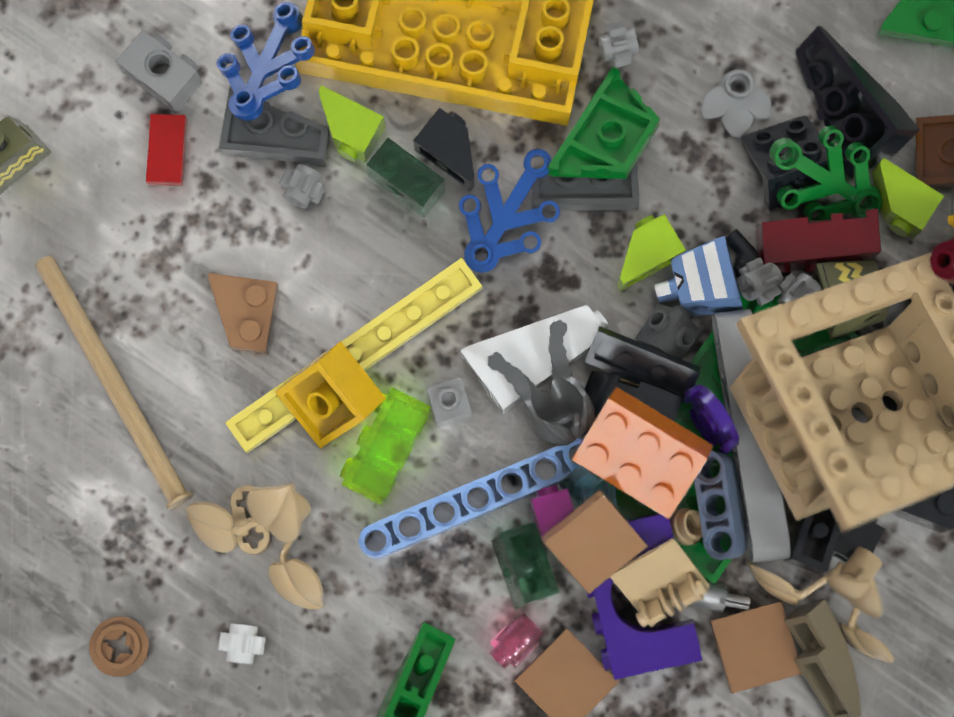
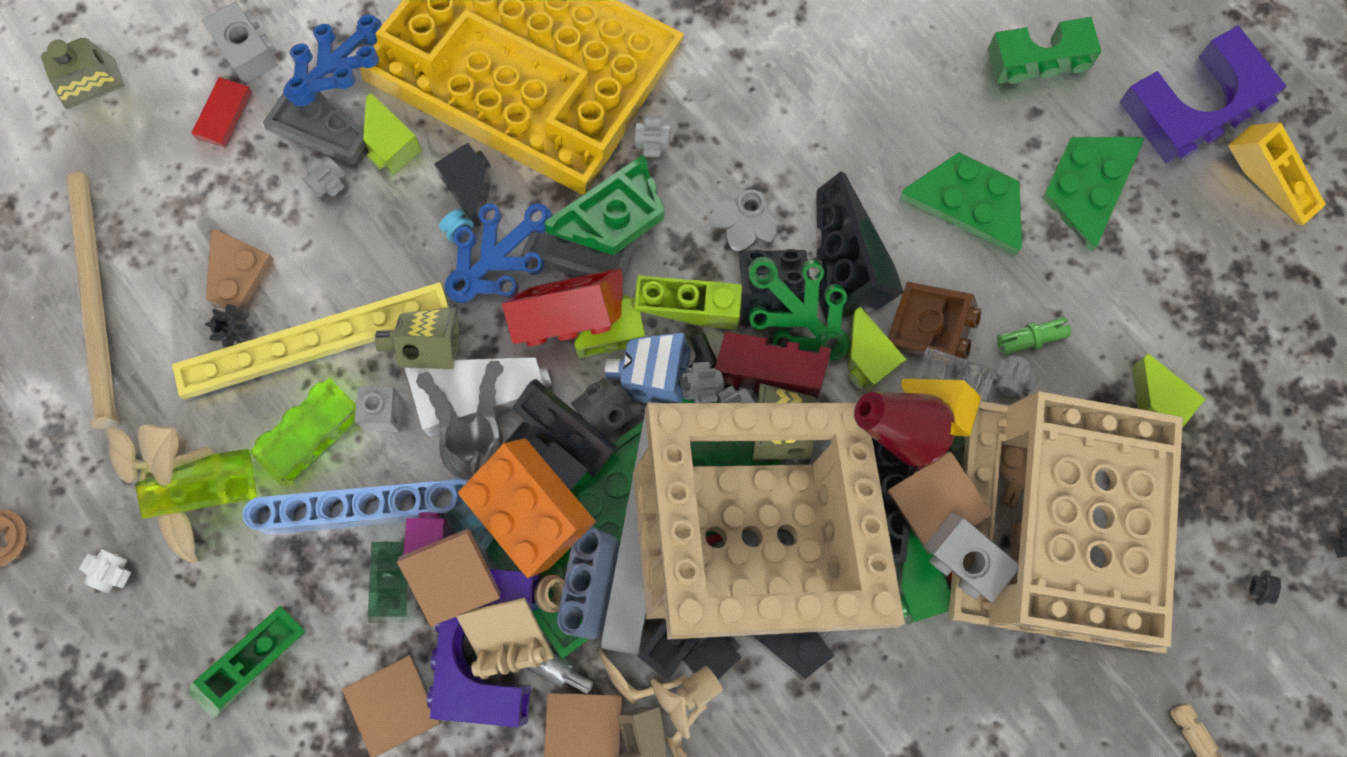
camera: 20 degrees right, 5 degrees down
(257, 368) = (220, 326): none -> black gear
(325, 521) = (200, 484): none -> clear neon green slope
(330, 395) = (271, 366): yellow slope -> none
(406, 177) = (416, 195): clear green brick -> none
(452, 195) = (453, 221): none -> medium azure bush
(471, 320) = (423, 339): none -> olive torso
(515, 641) = (356, 652): clear pink brick -> none
(600, 245) = (565, 308): none -> red slope
(711, 418) = (606, 497): dark purple tile -> none
(717, 201) = (690, 301): none -> lime slope

